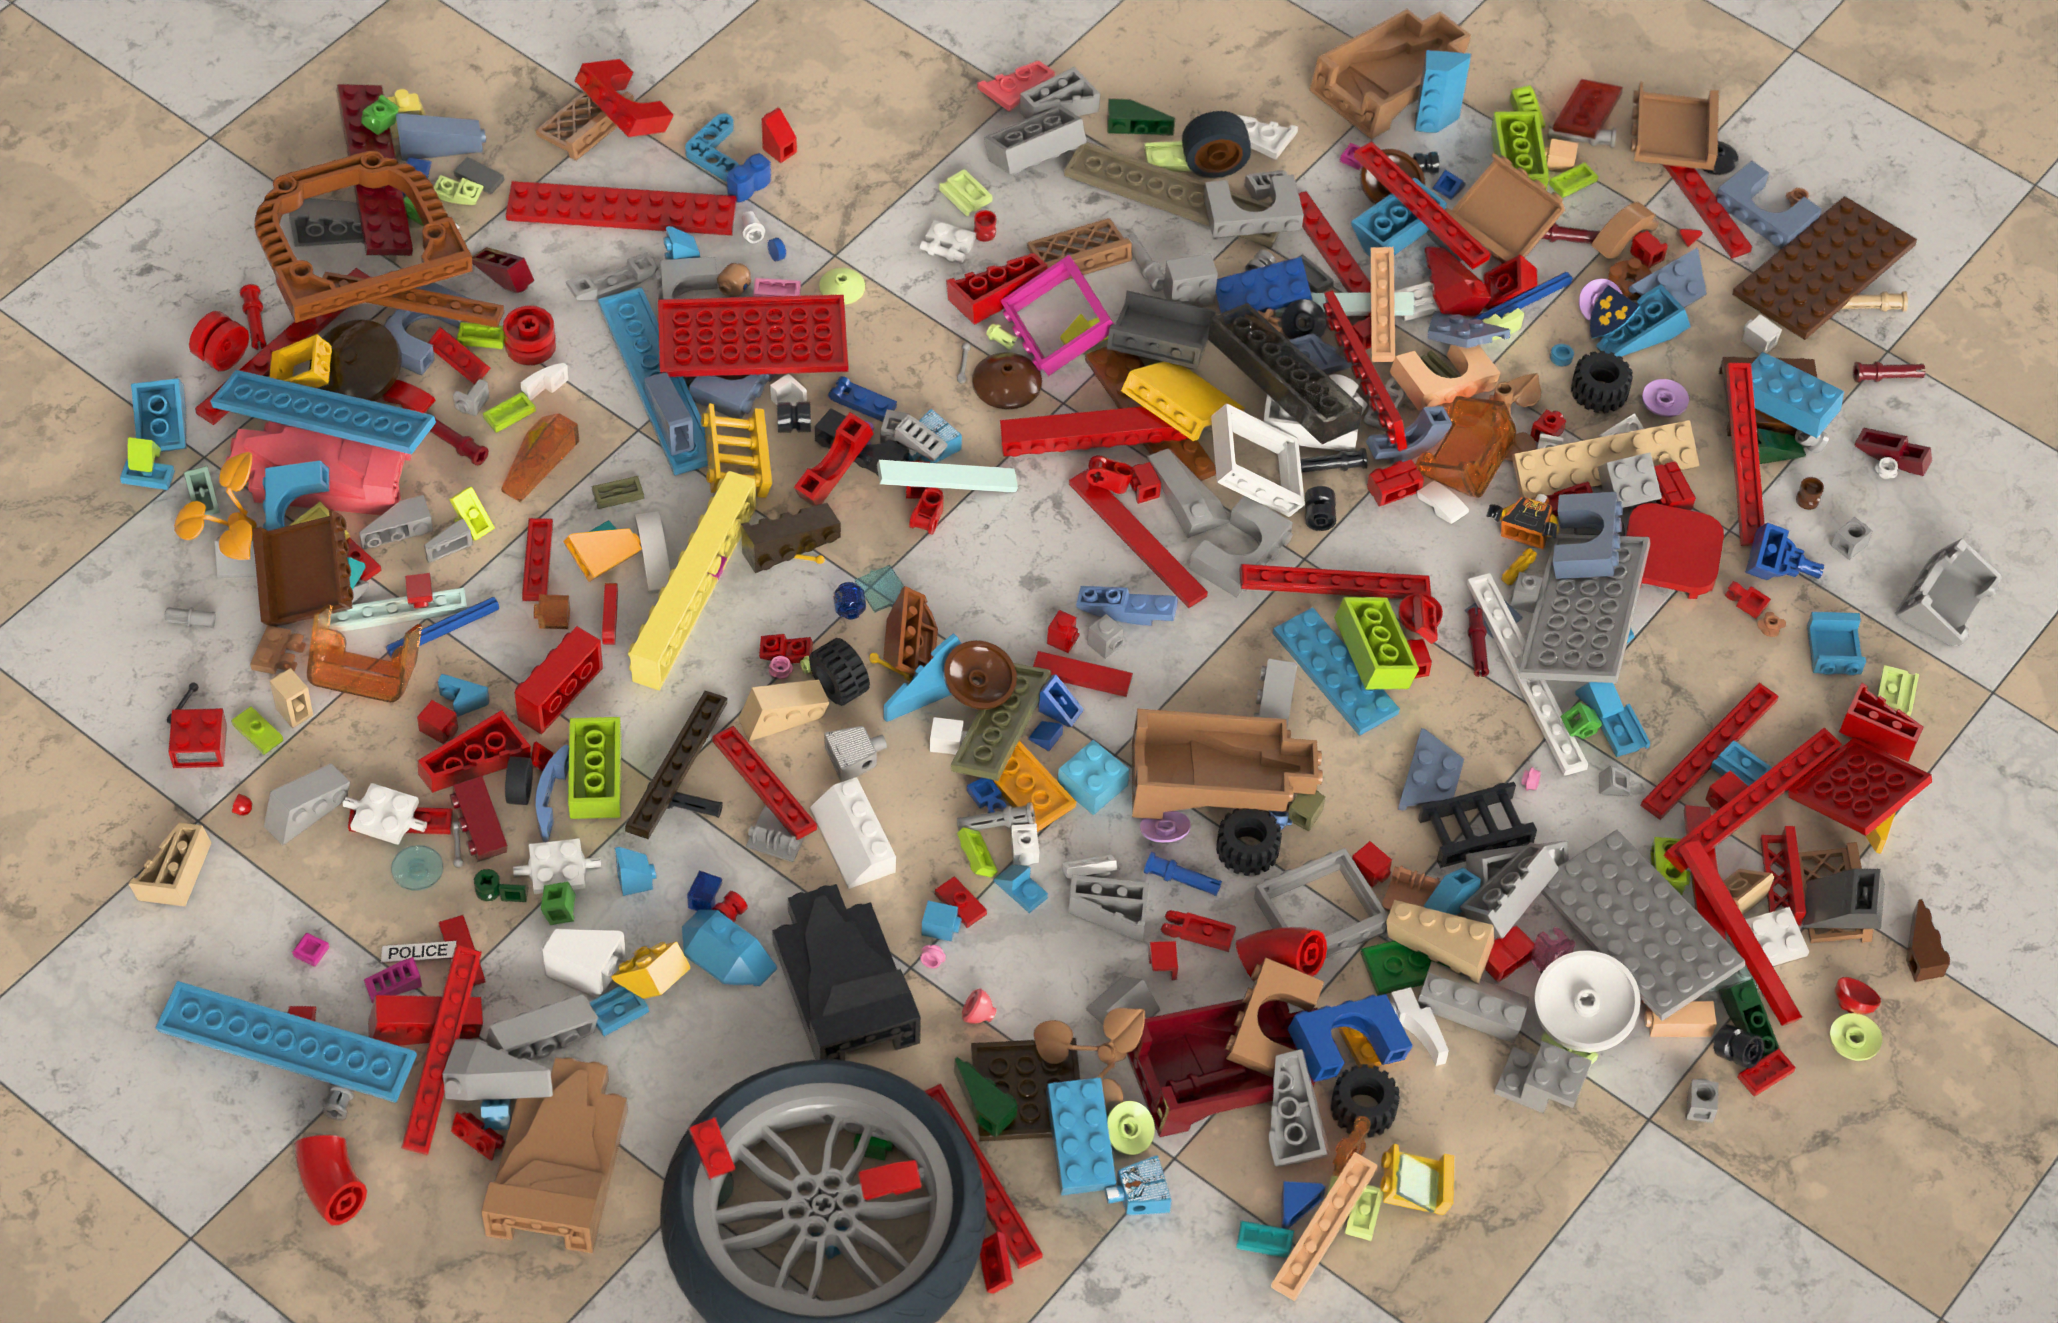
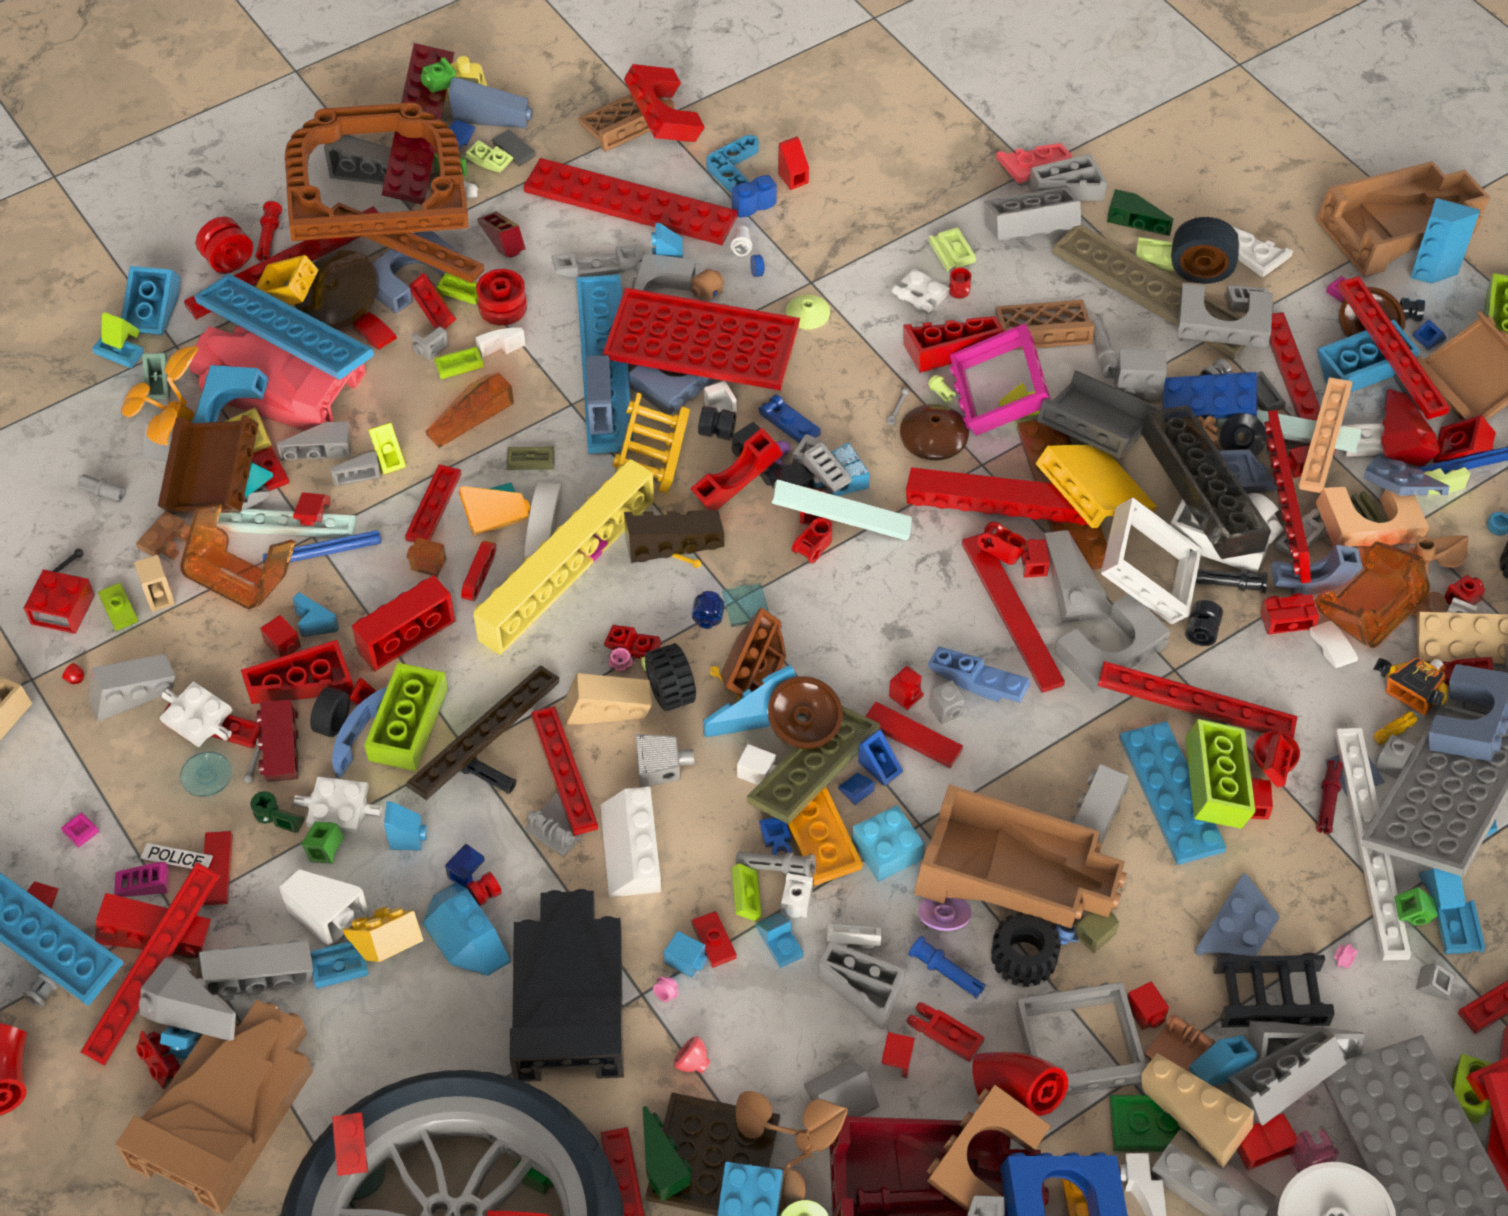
camera: 20 degrees right, 0 degrees up
(464, 444) = (405, 384): dark red pin -> none
(776, 287) = (744, 300): bright pink plate -> none

